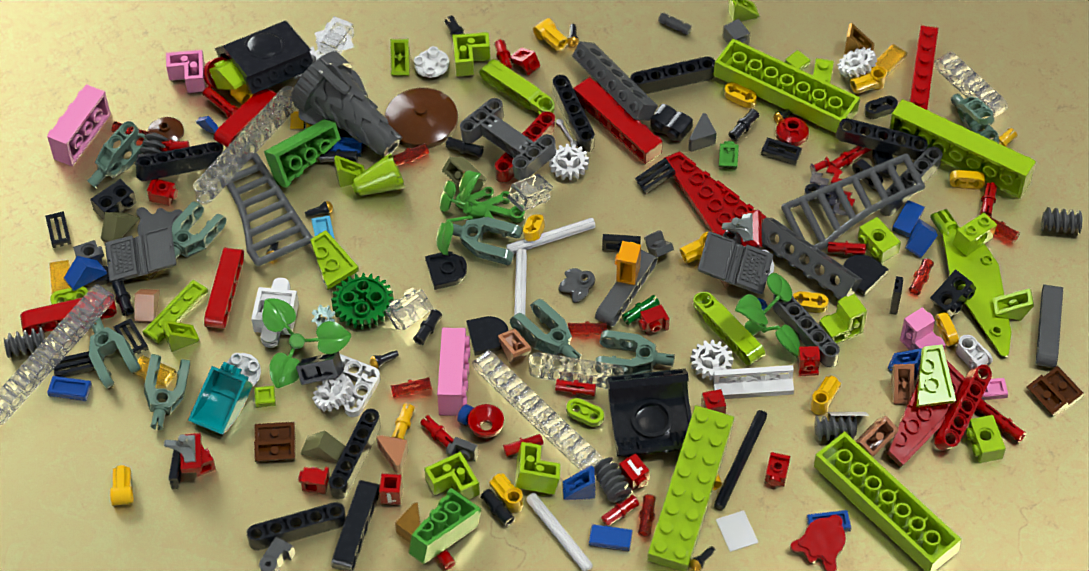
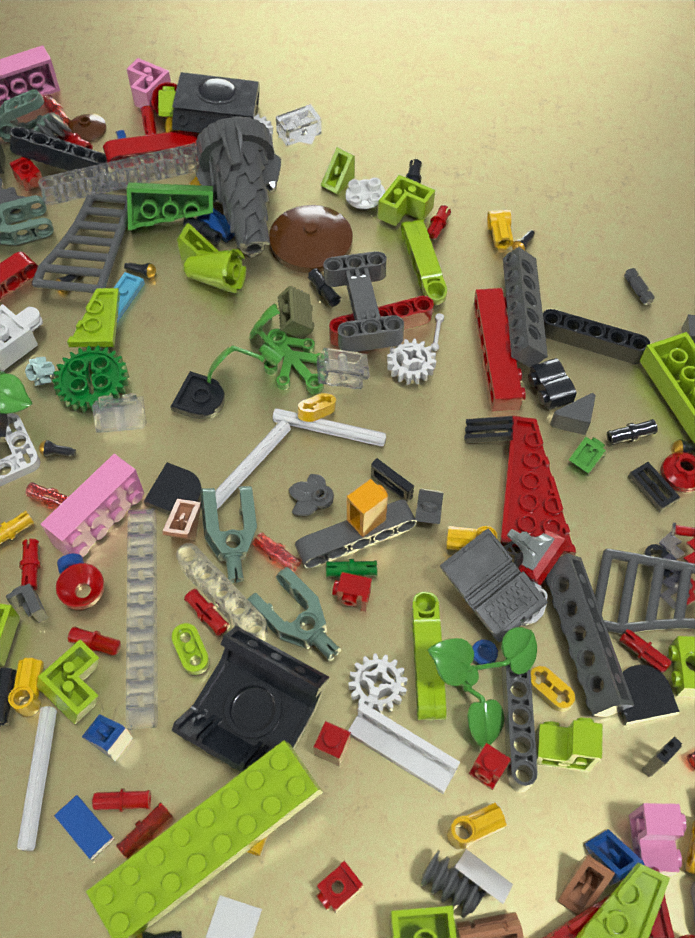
camera: 35 degrees right, 5 degrees up
(410, 155) = (267, 265): clear red pin -> none
(427, 327) = (125, 444): black pin -> none
(484, 250) = (262, 374): sand green piece -> none
(526, 59) = (456, 240): red bracket -> none
(573, 113) = (457, 316): black beam -> none
(611, 480) = (140, 756): dark grey piece -> none
(634, 472) = (176, 764): red brick -> none
(740, 96) = (653, 398): yellow beam -> none
(740, 460) = (309, 838): black axle -> none

